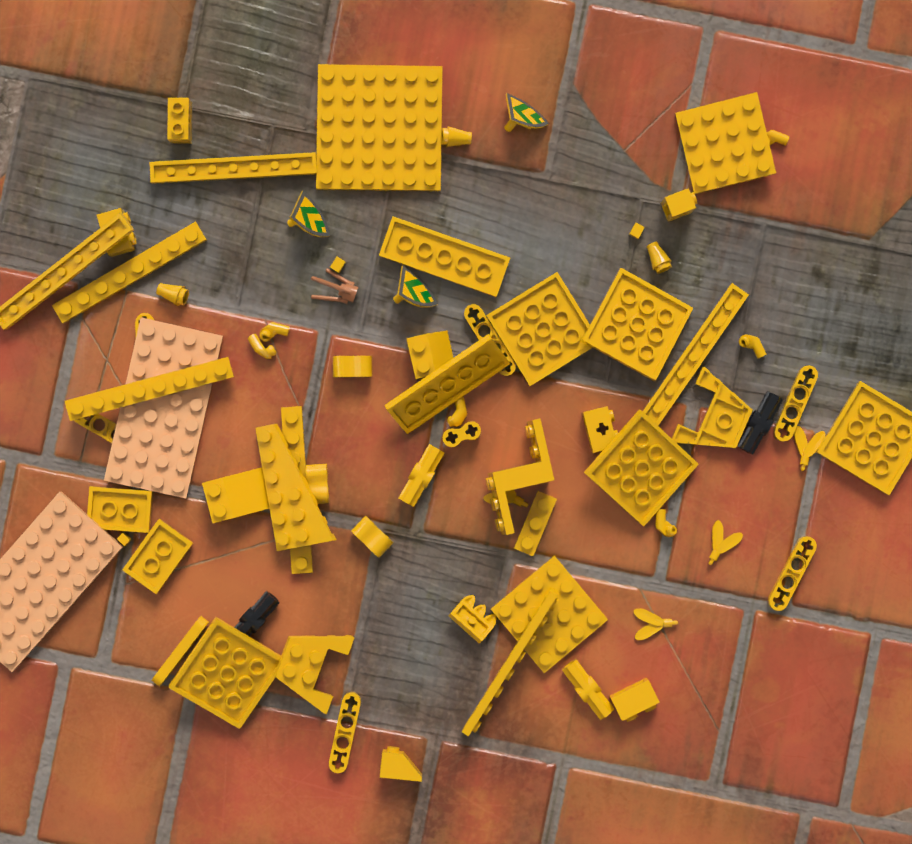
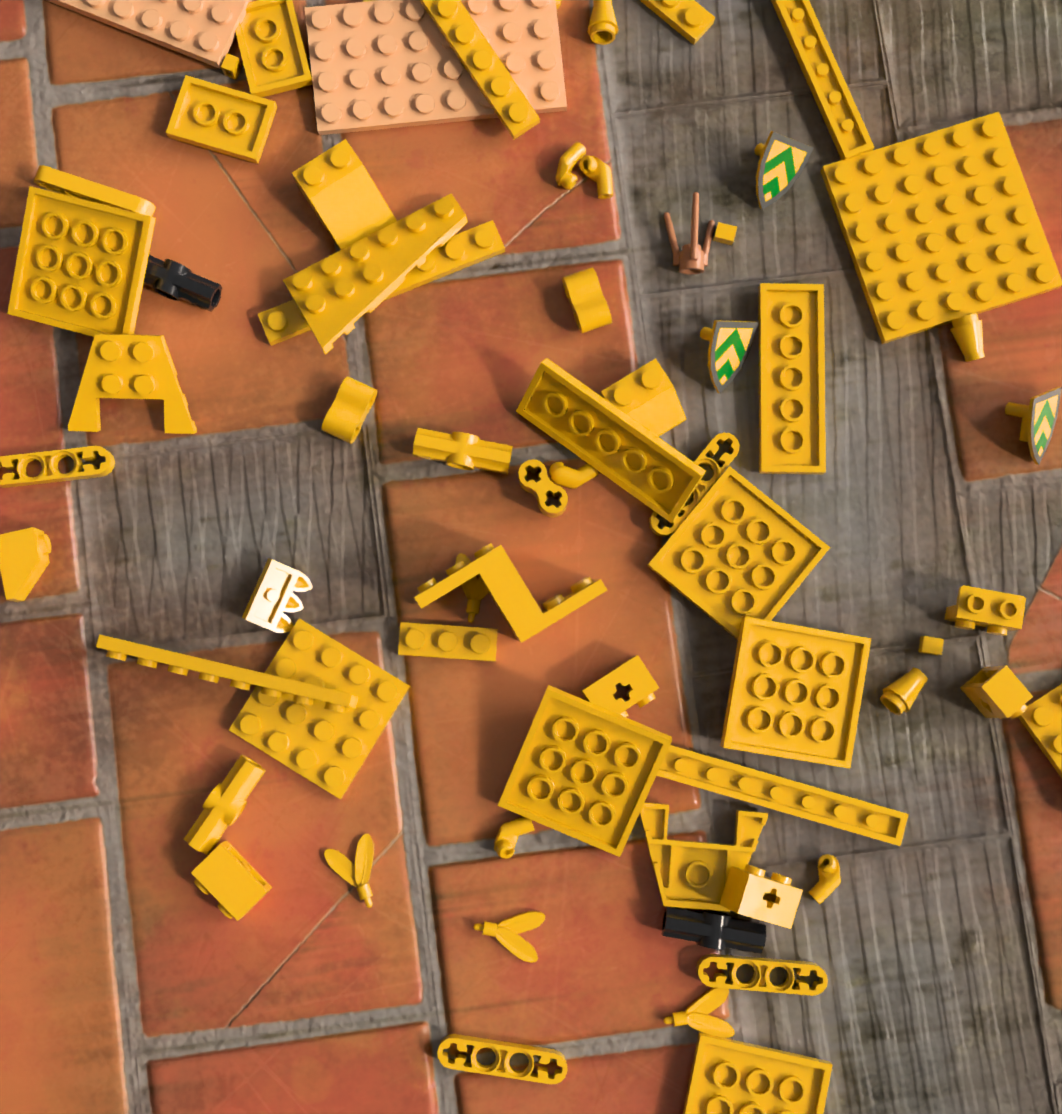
camera: 65 degrees right, 5 degrees down
(318, 481) = (402, 306): yellow axle -> none
(626, 190) = (988, 609): none -> yellow bracket
(750, 388) = (760, 896): none -> yellow brick

